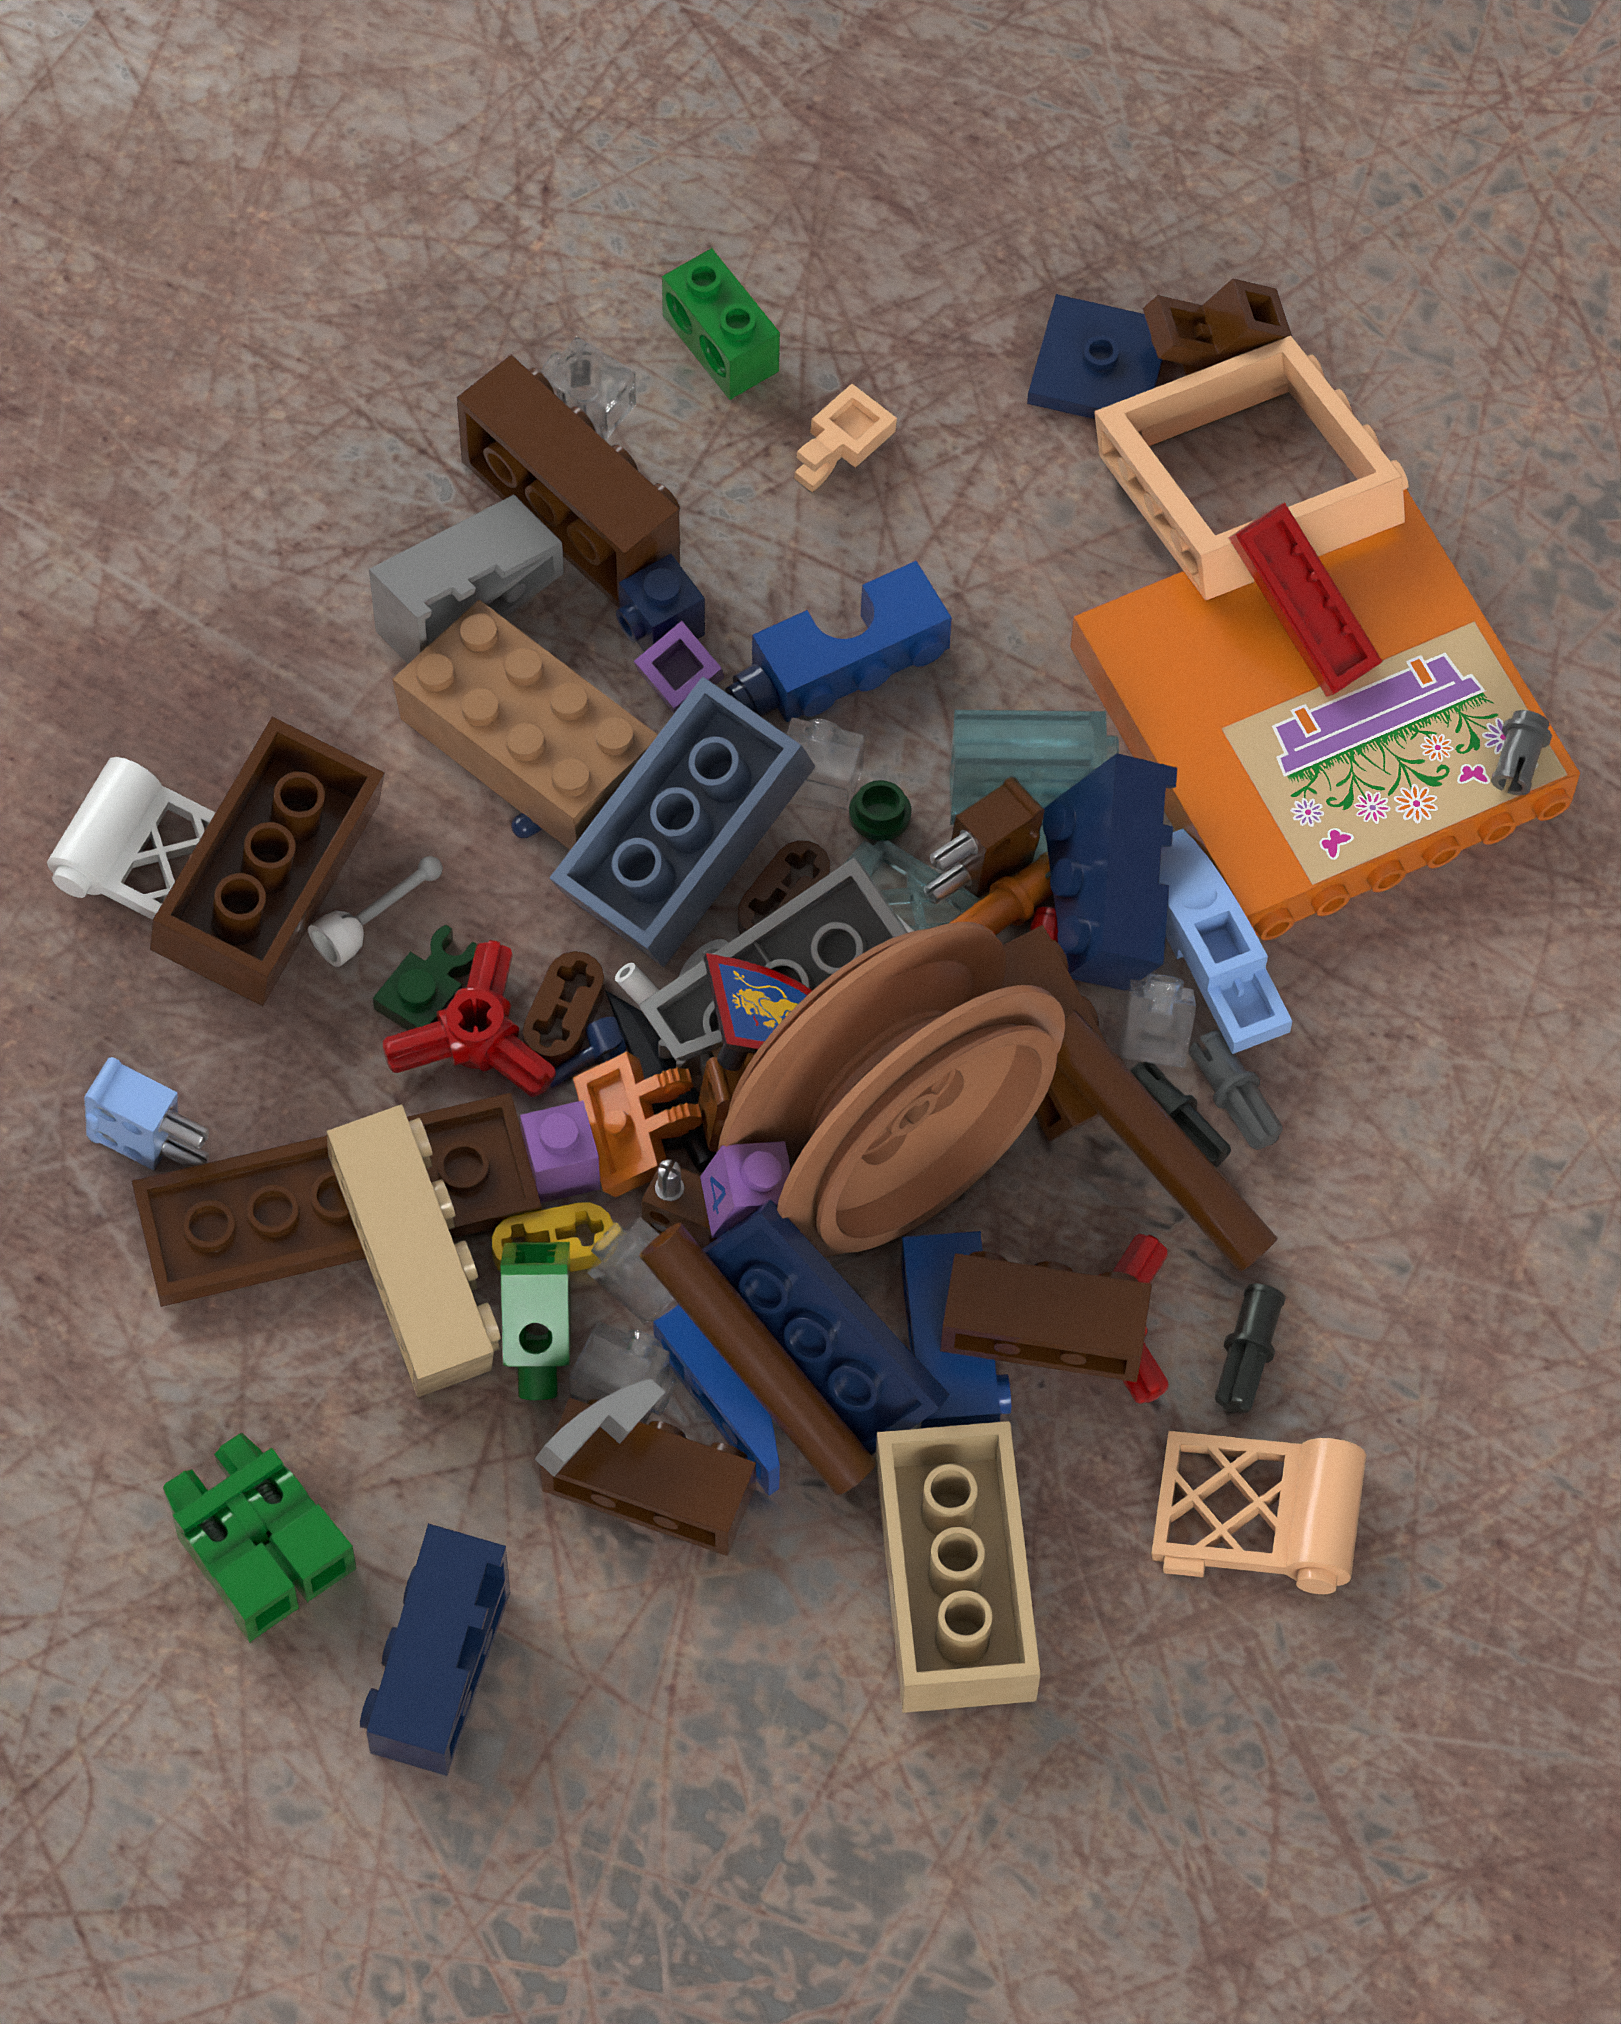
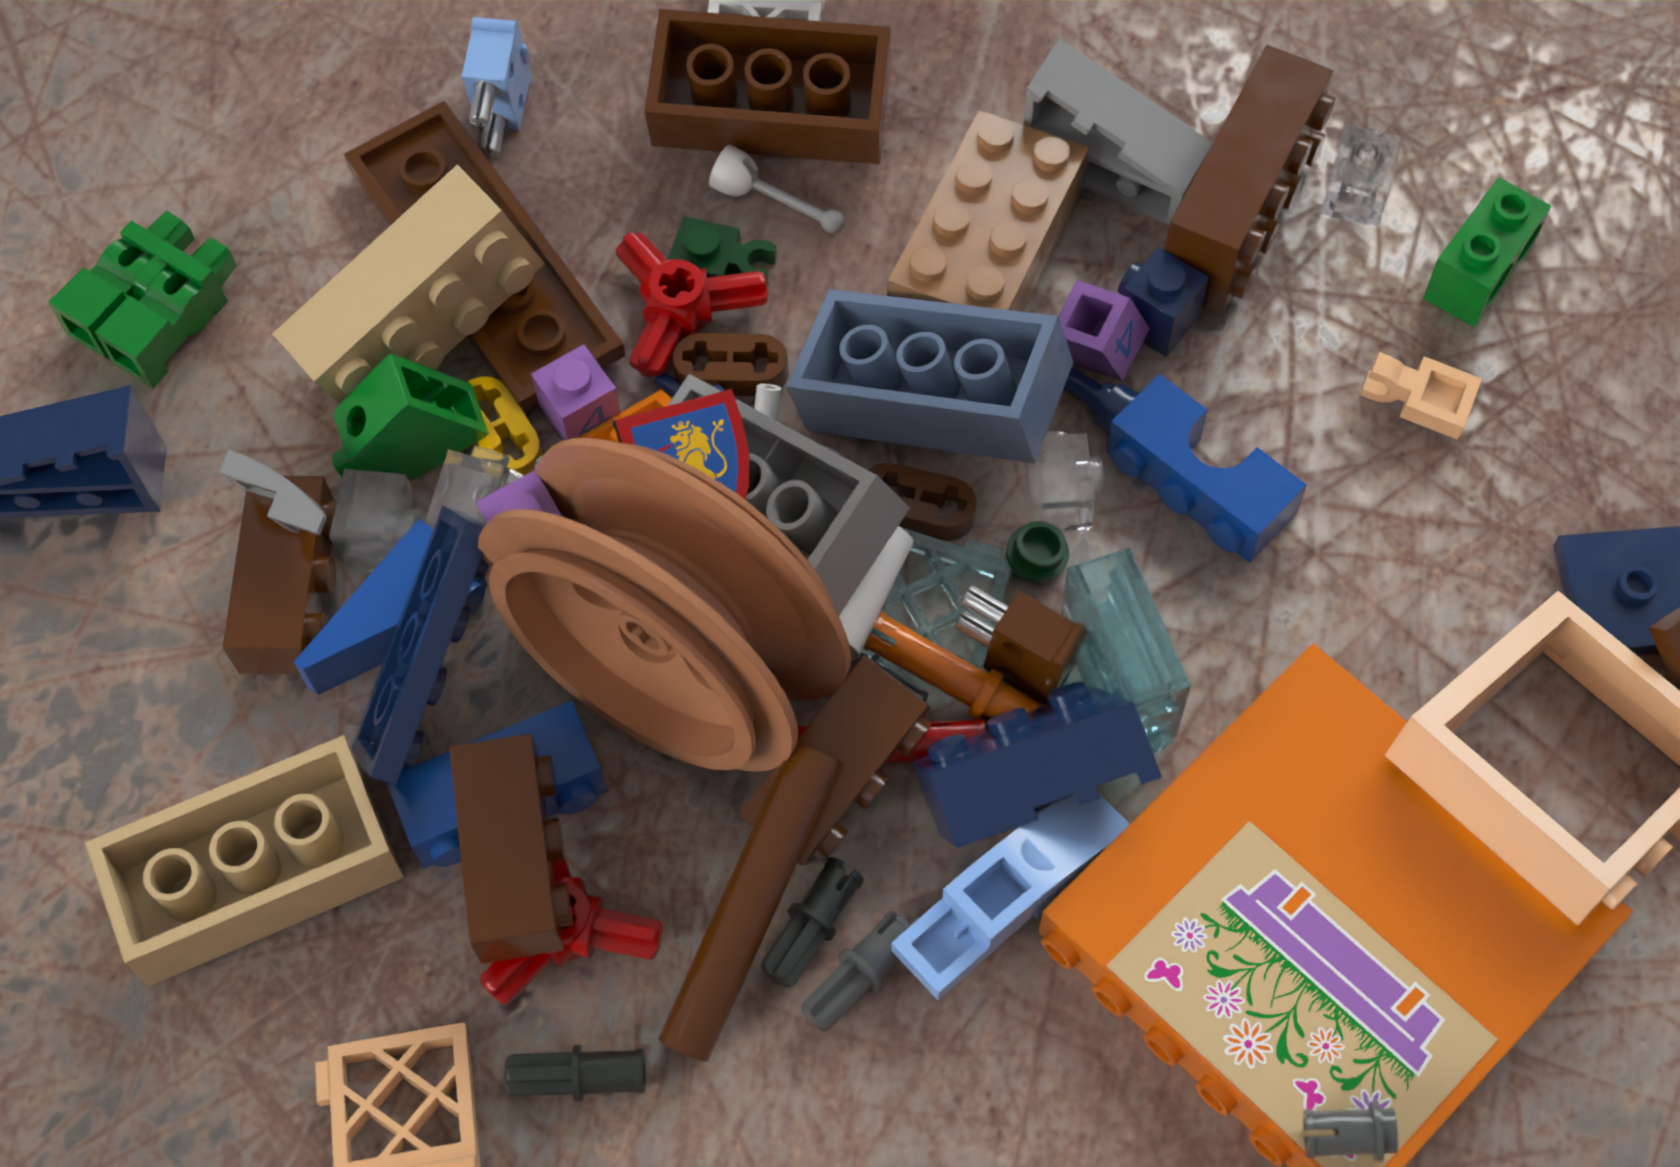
camera: 75 degrees right, 0 degrees up
(758, 1359) = (383, 600): reddish brown piece -> none
(1158, 1021) = (893, 864): clear brick -> none
(1305, 599) = (1418, 842): red plate -> none

